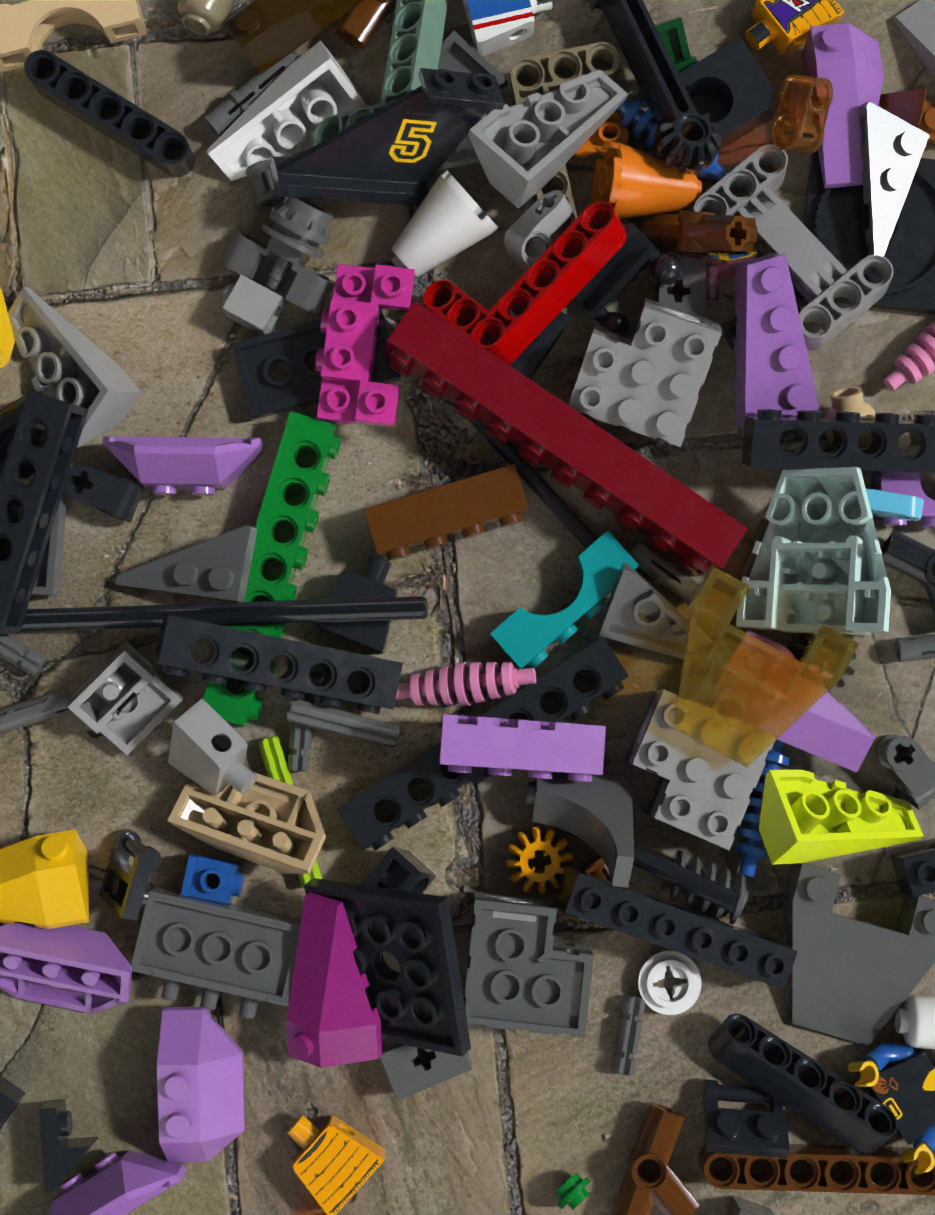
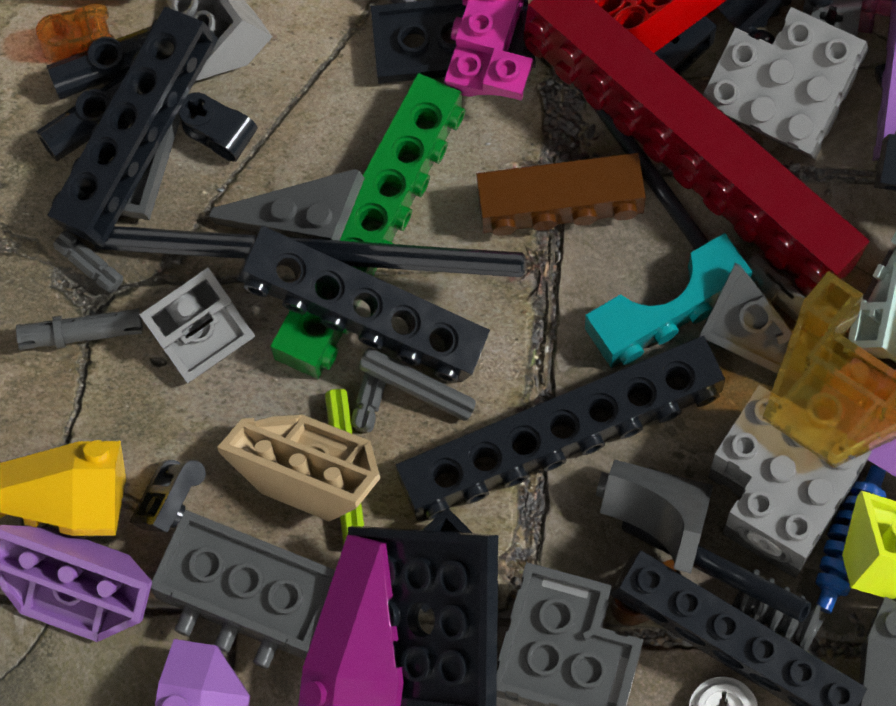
camera: 20 degrees right, 15 degrees down
(185, 461) = (303, 108): medium lavender wedge -> none
(196, 874) = (239, 505): blue brick -> none
(209, 750) = (274, 381): light grey torso -> none
(369, 585) = (455, 291): black torso -> none
(465, 683) = (550, 363): bright pink piece -> none
(522, 746) = (598, 421): medium lavender wedge -> none
(528, 852) = (586, 548): light orange gear -> none

